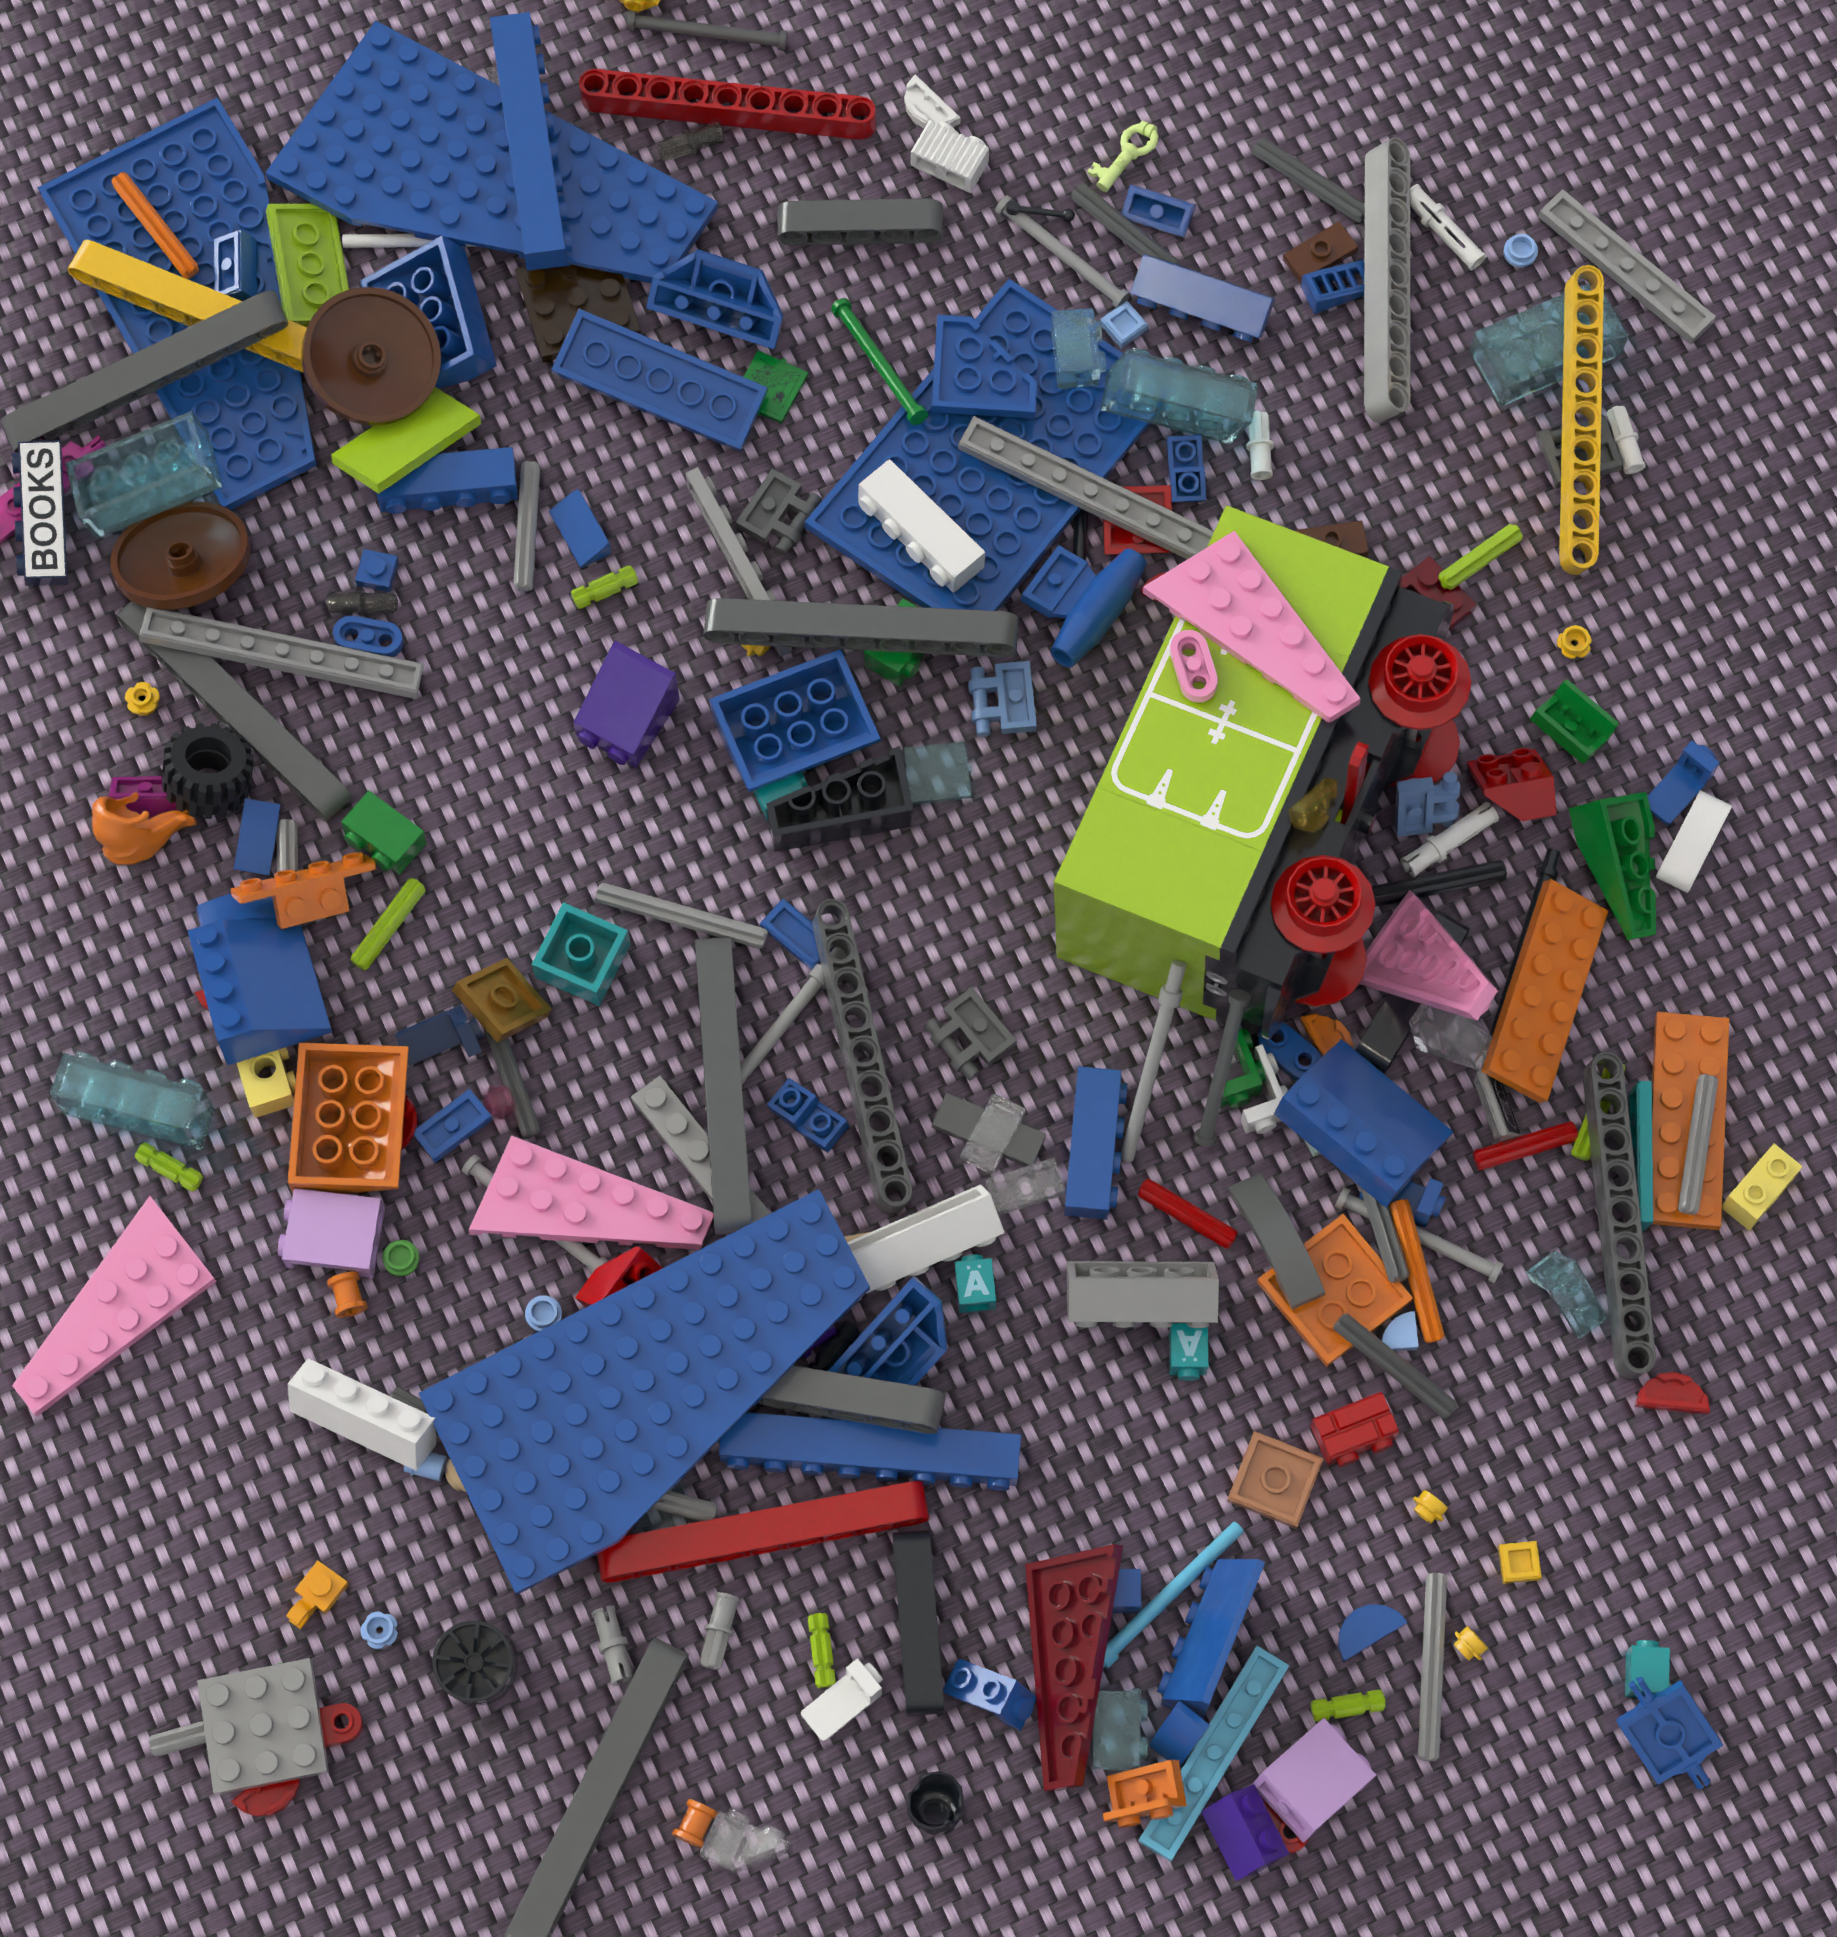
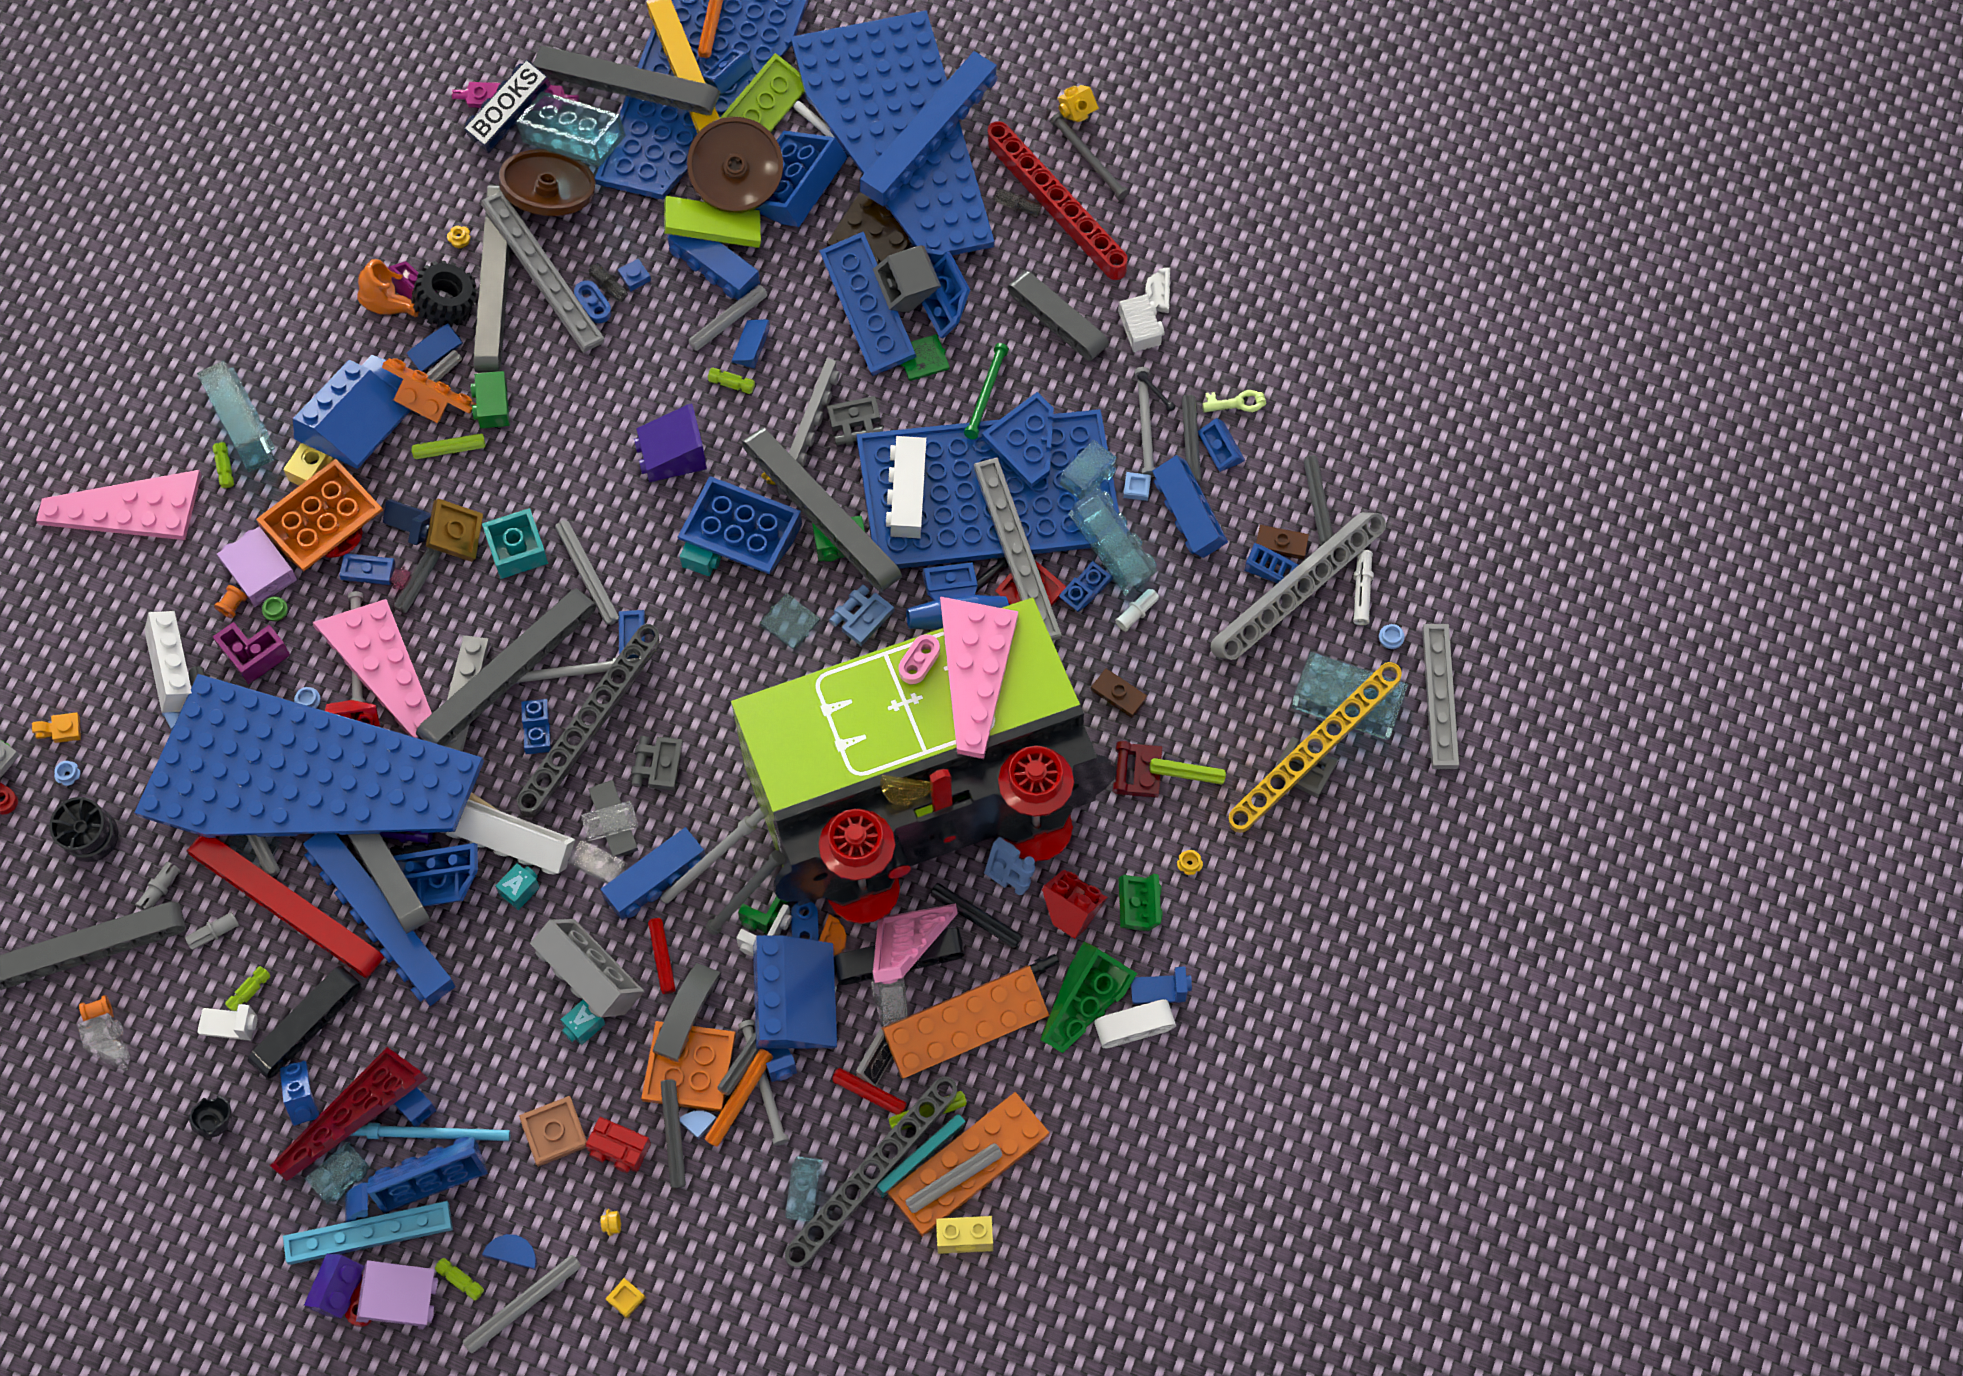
camera: 45 degrees right, 5 degrees down
(439, 1328) = (253, 655): none -> magenta brick
(683, 315) = (906, 278): none -> dark grey slope
(845, 805) = (727, 595): black wedge -> none
(1145, 1792) = (309, 1216): orange bracket -> none
(1439, 846) = (1007, 899): white pin -> none
(1470, 1644) = (552, 1312): yellow plate -> none
(1625, 439) = (1337, 784): white axle -> none
(1673, 1393) = (801, 1294): red tile -> none

